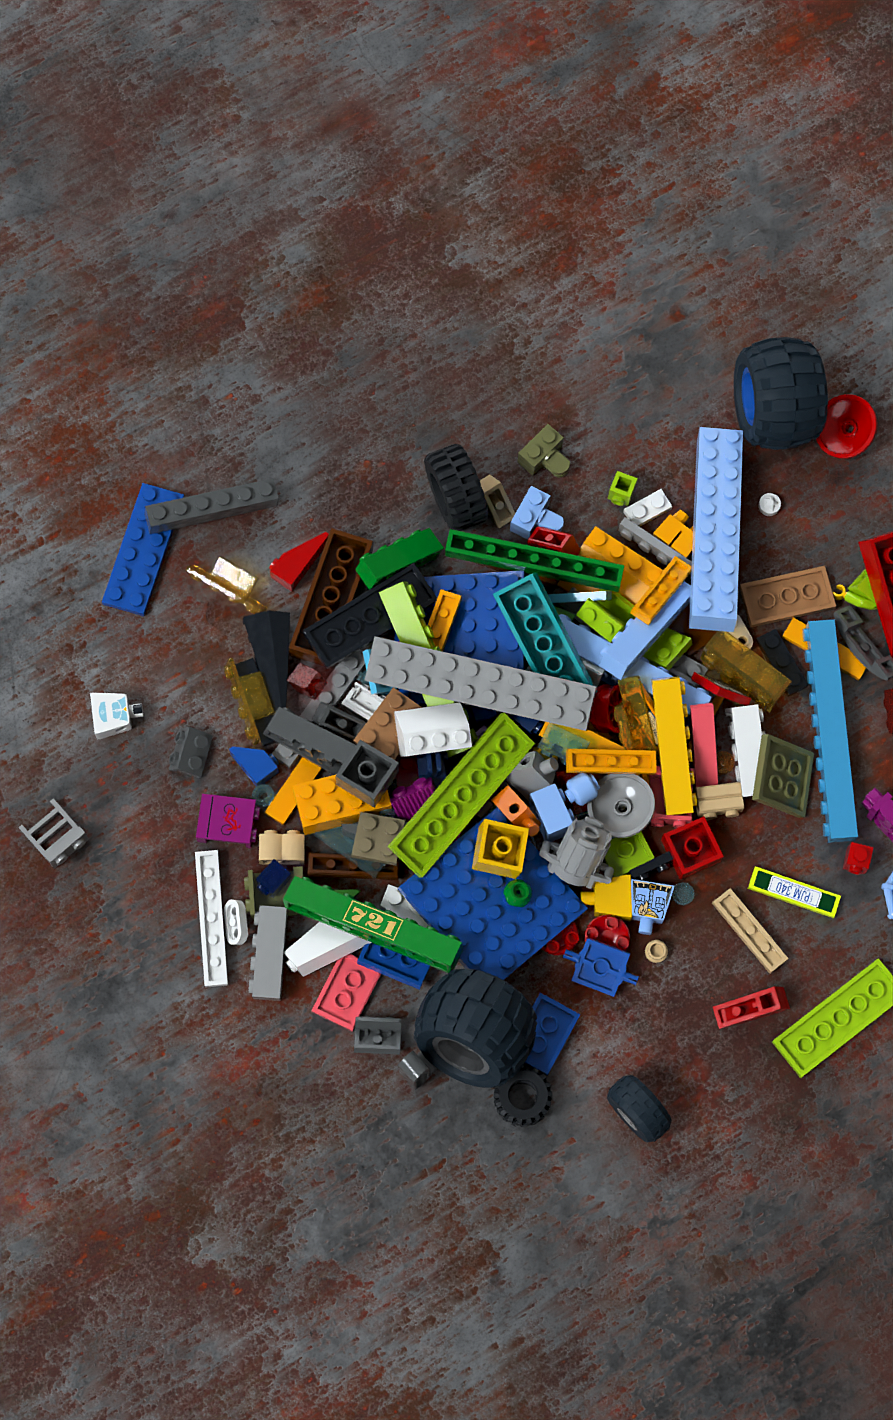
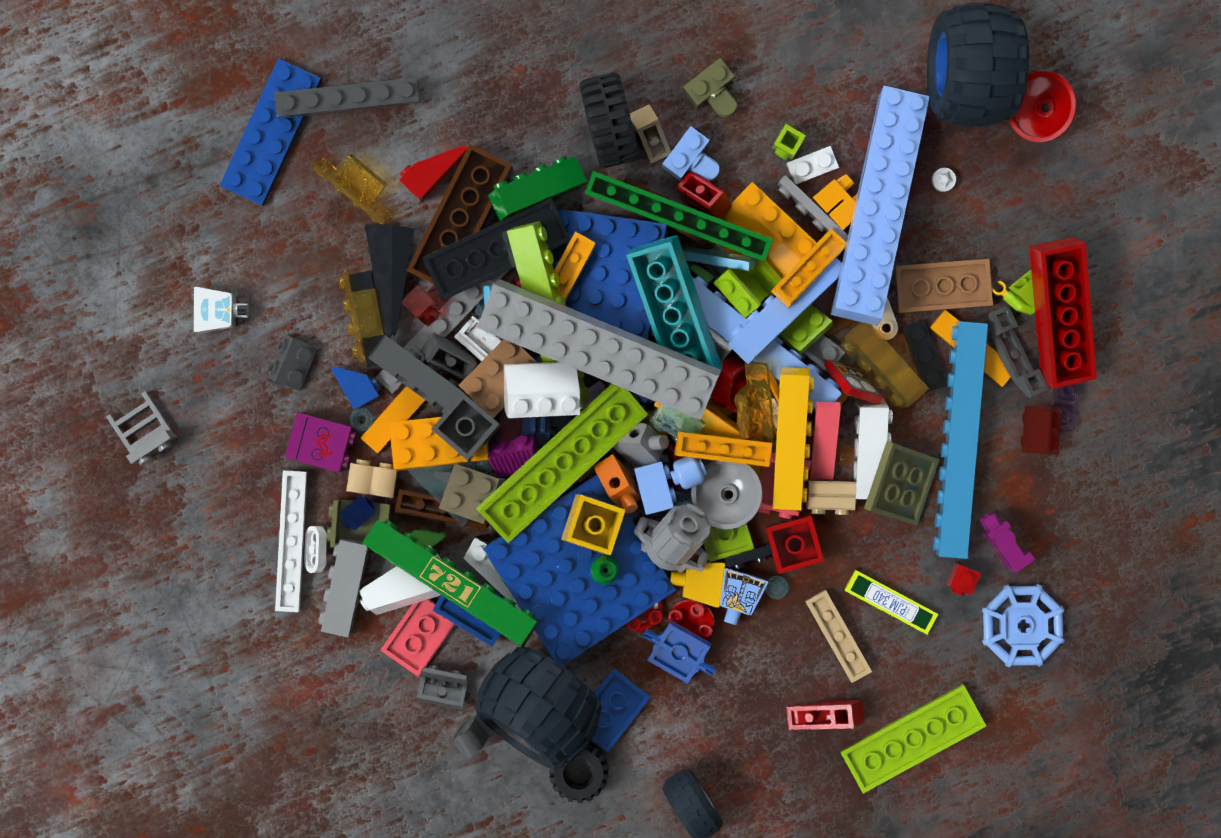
camera: 10 degrees right, 15 degrees up
(656, 951) = (739, 642): tan plate -> none

